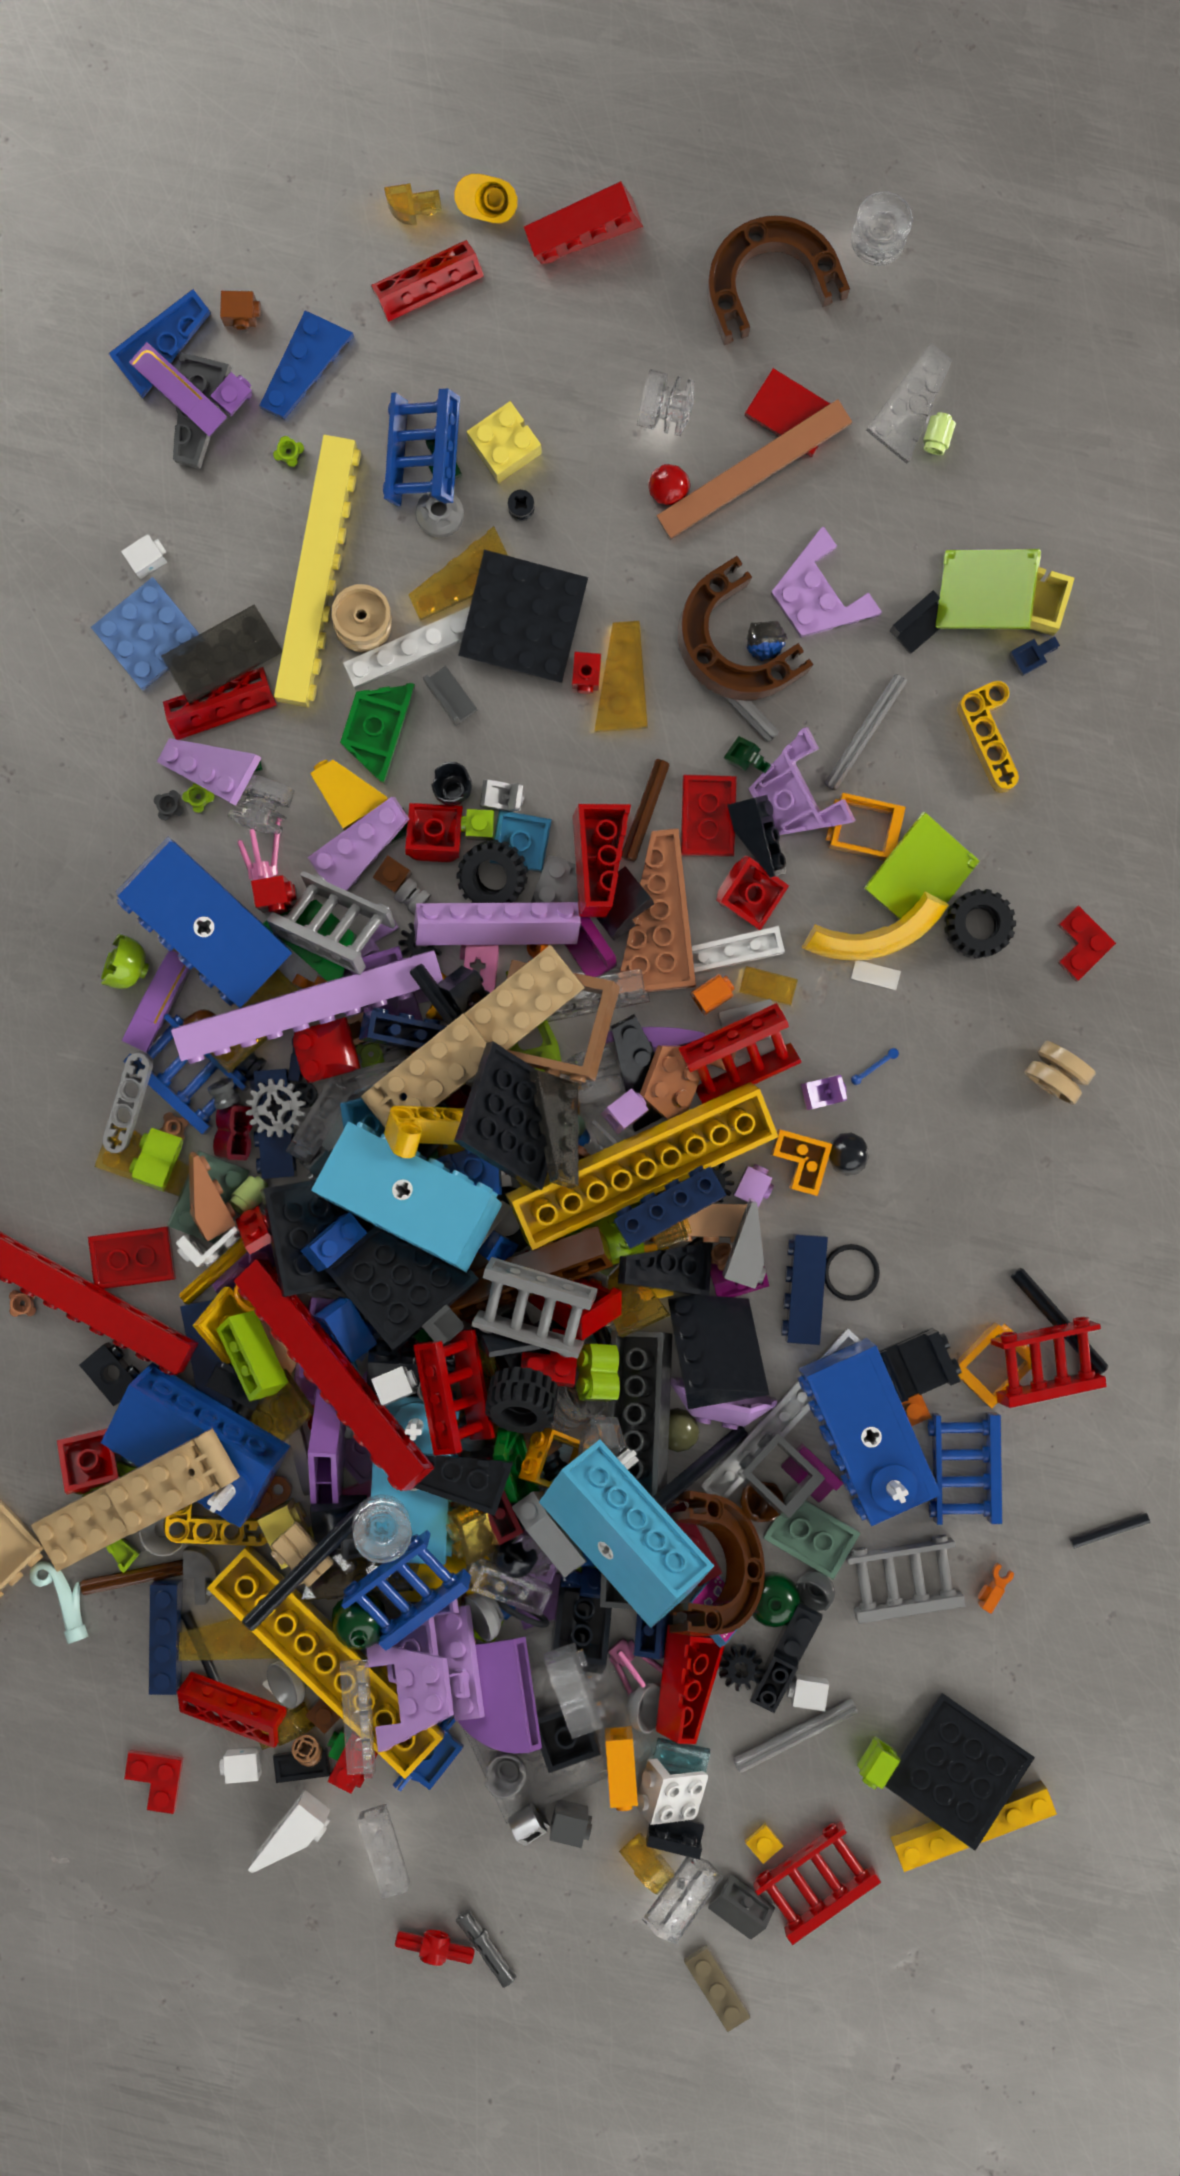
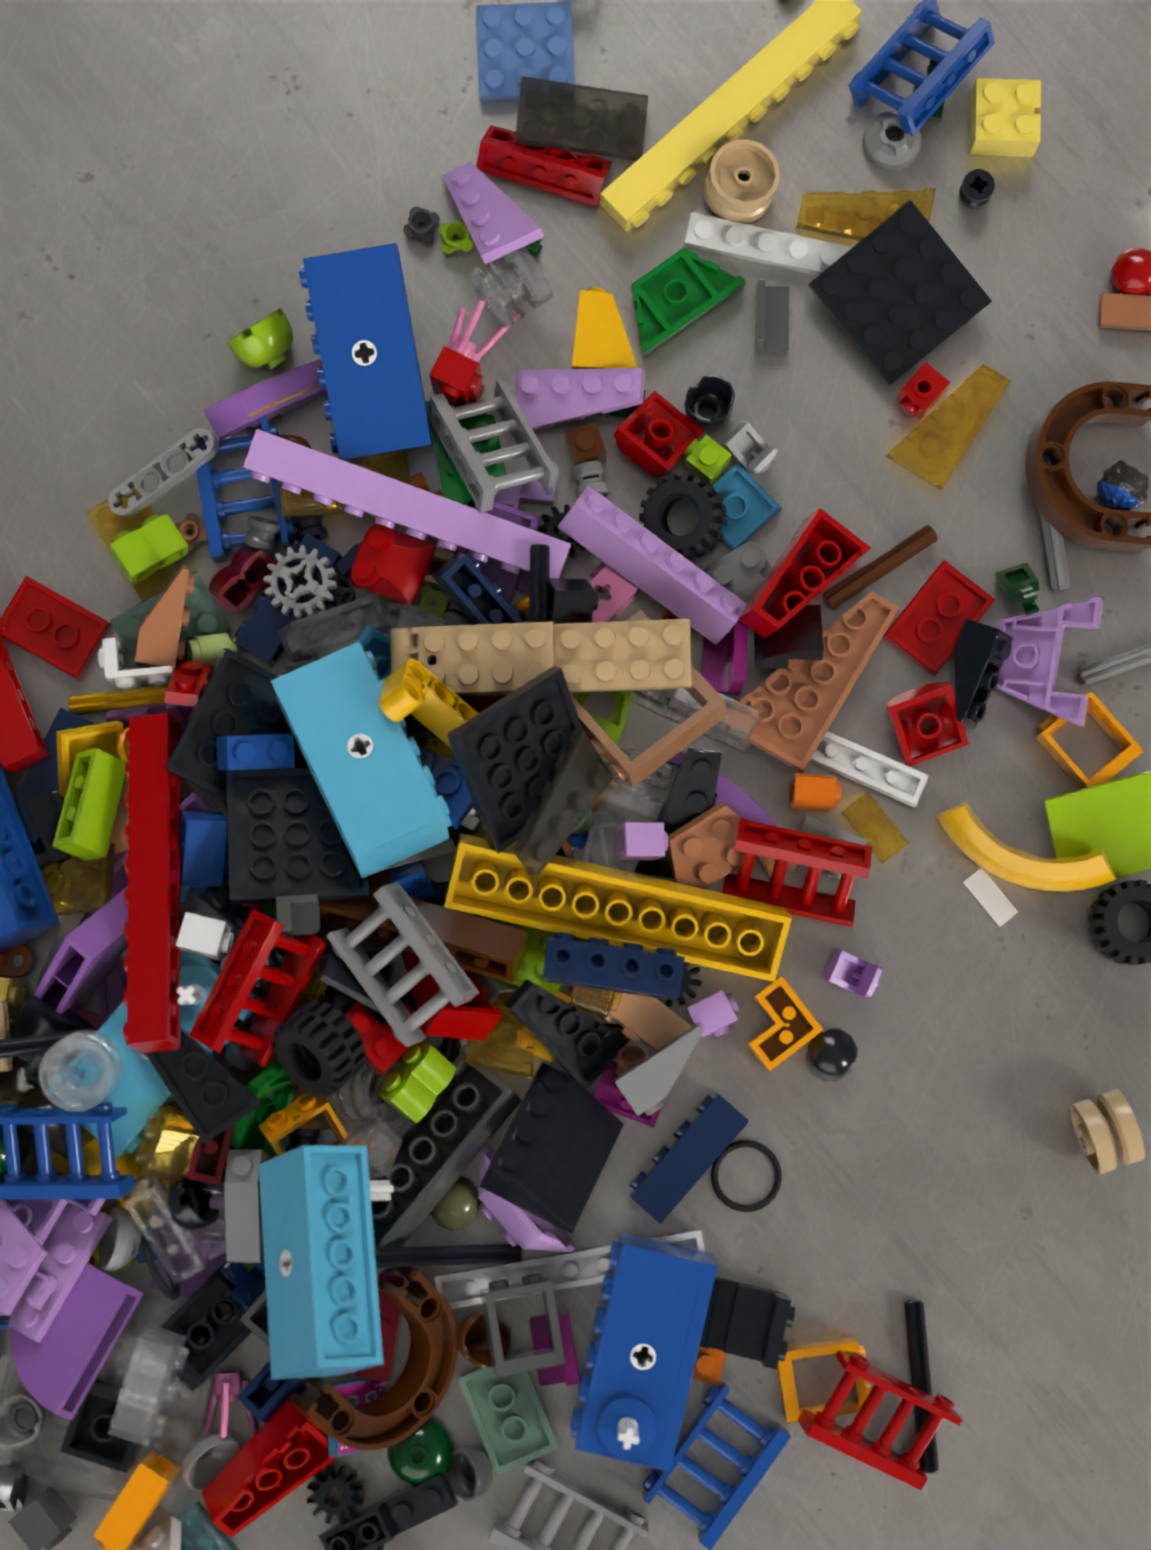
camera: 40 degrees right, 5 degrees down
(892, 1054) = (949, 987): blue hinge -> none

